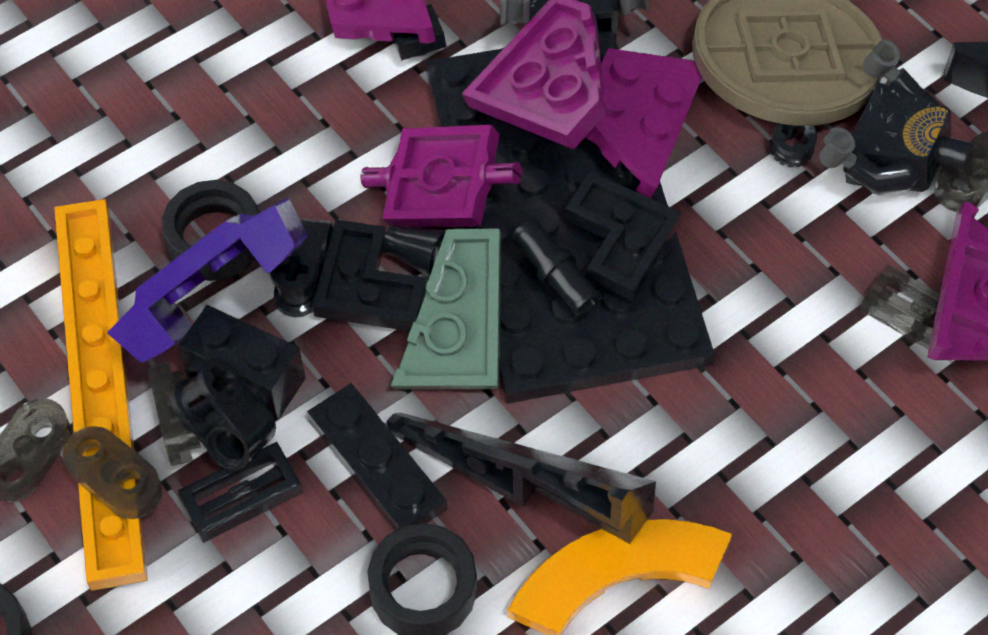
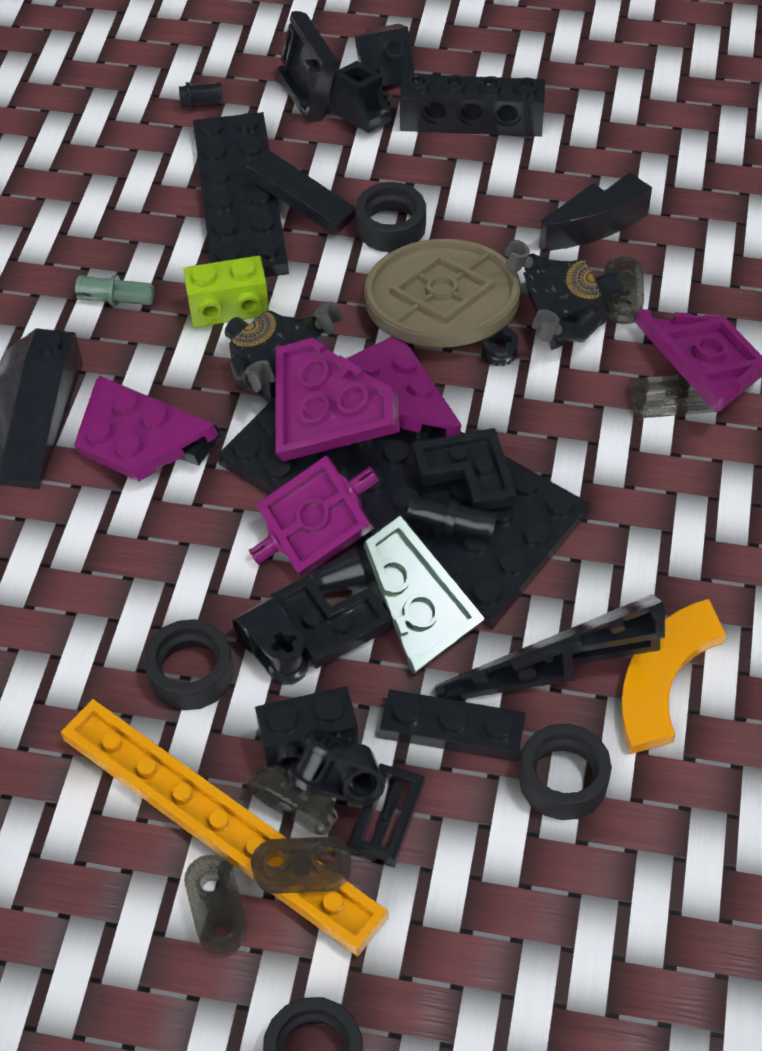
camera: 40 degrees left, 5 degrees down
(157, 321) = (228, 683): dark purple plate -> none

